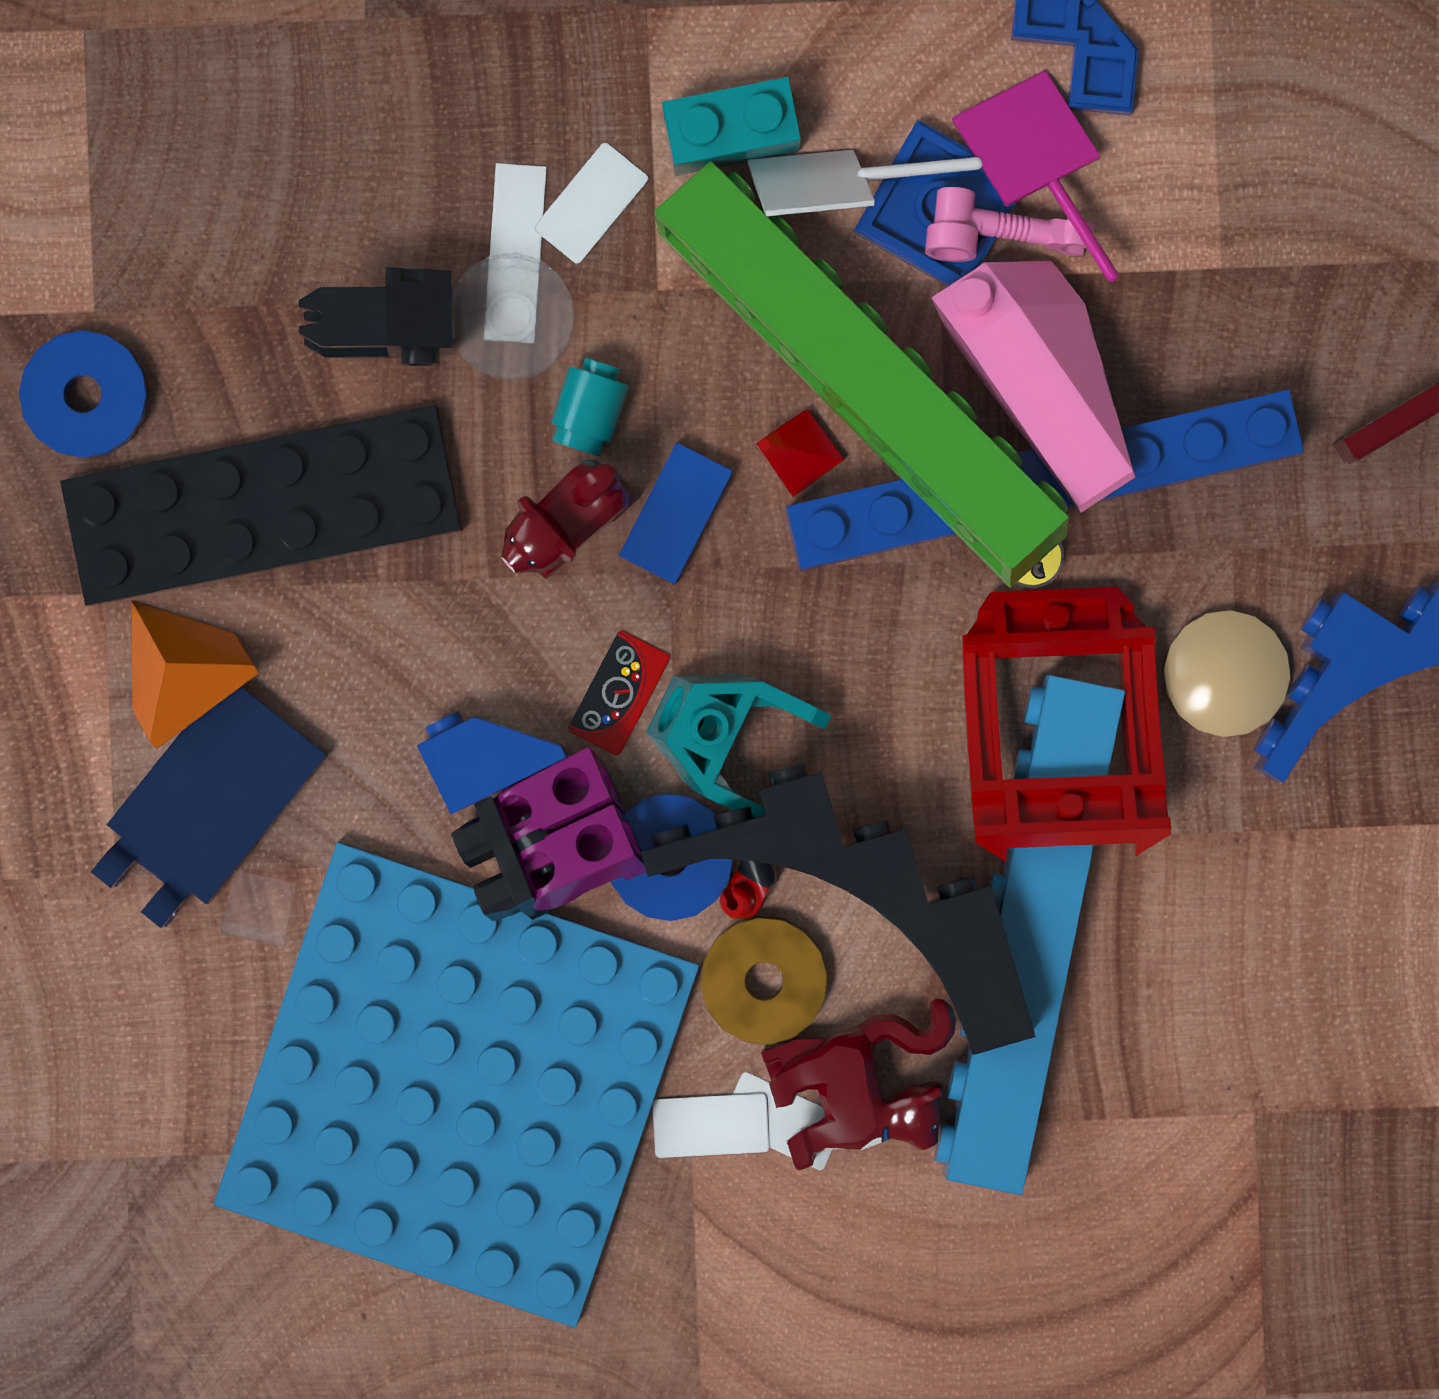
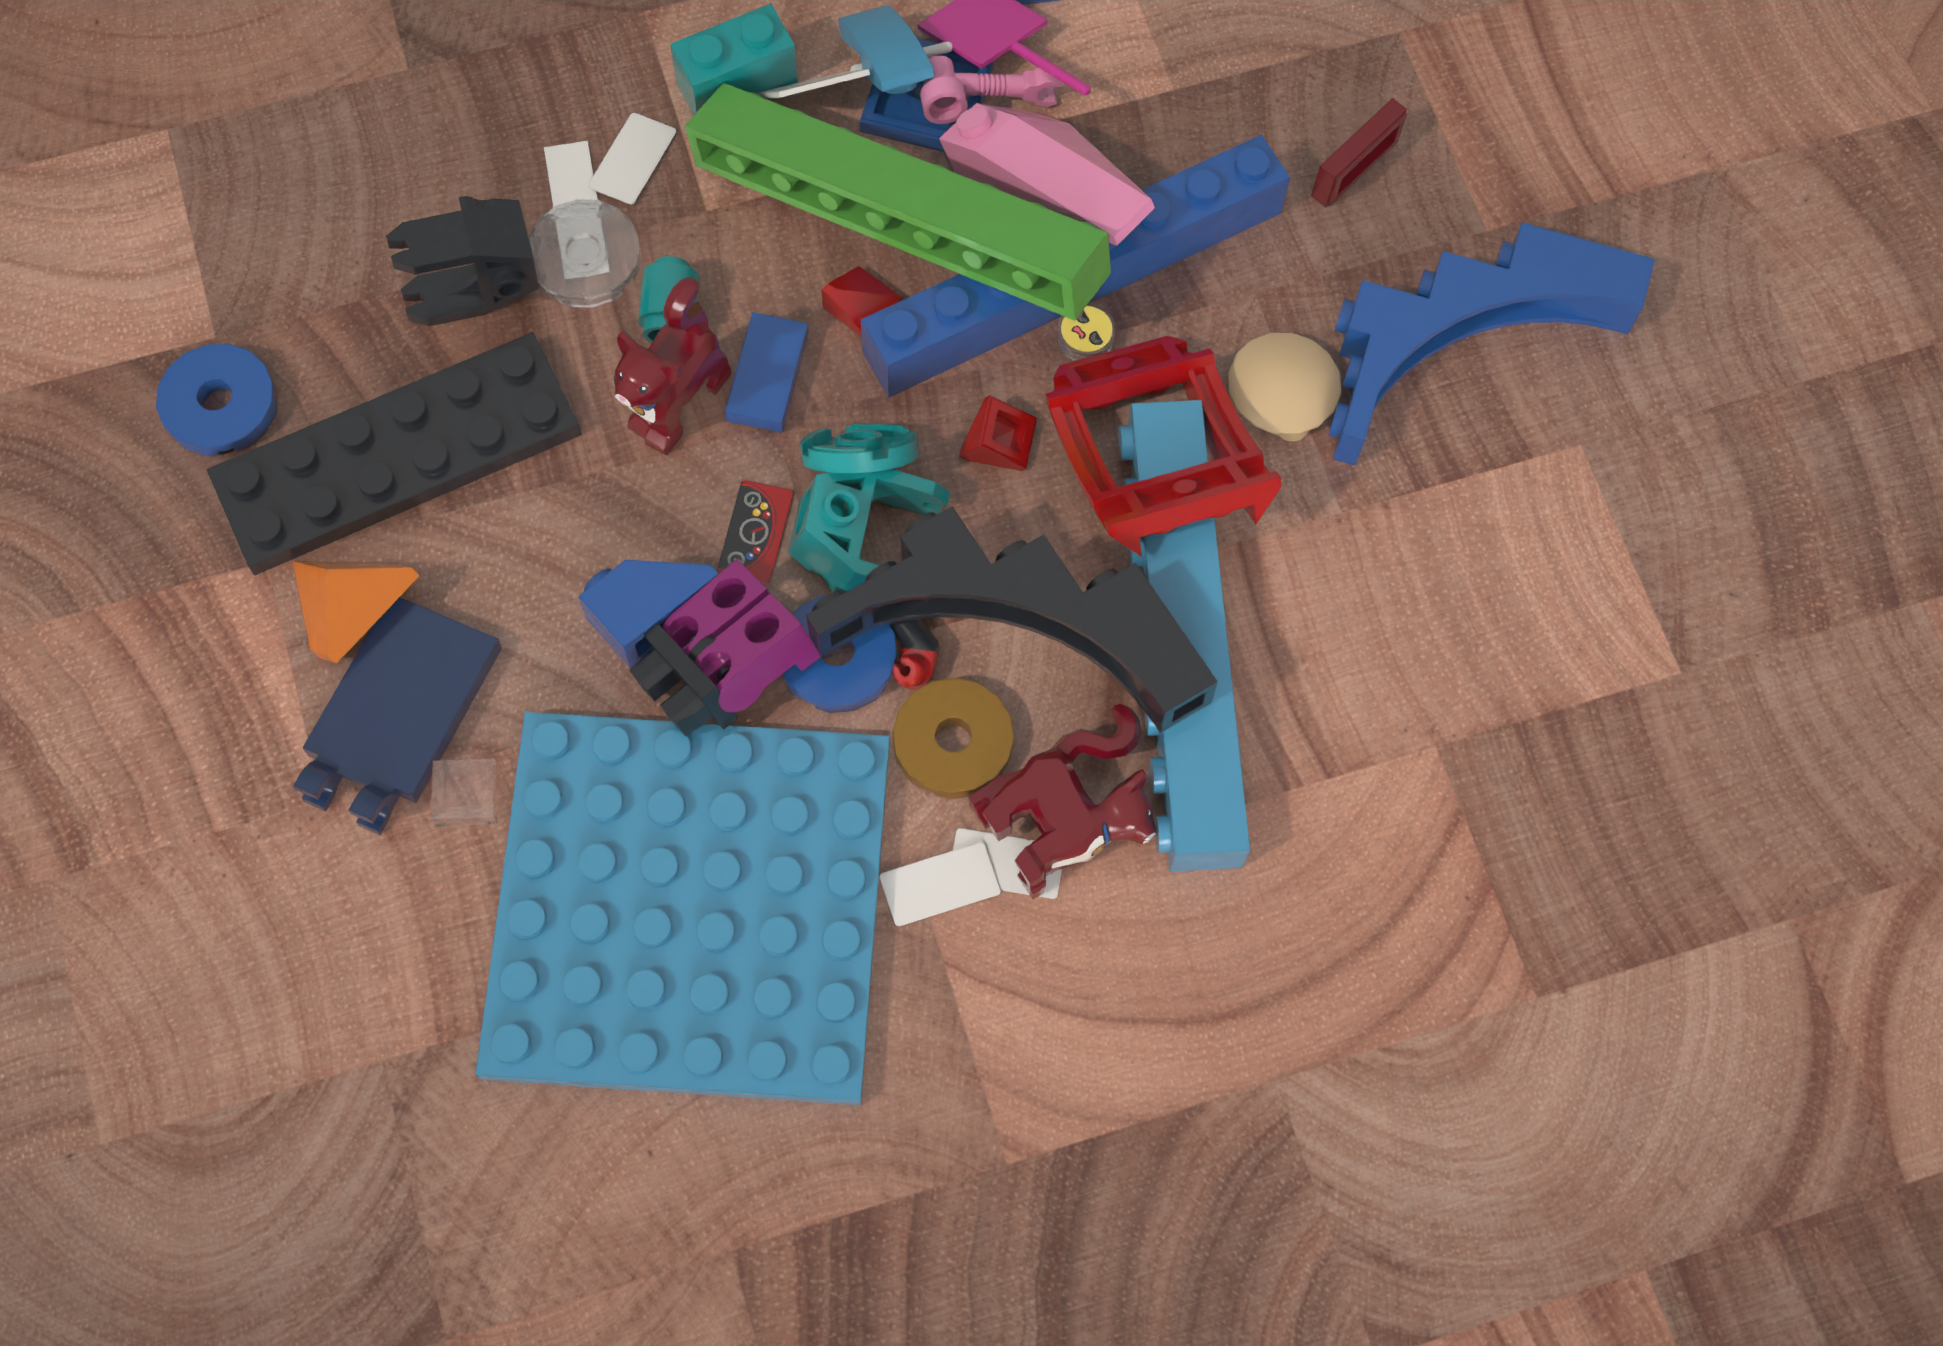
camera: 20 degrees left, 20 degrees down
(747, 650) = (860, 448): none -> teal tile
(903, 161) = (886, 49): none -> dark azure slope
(905, 654) = (999, 436): none -> red slope

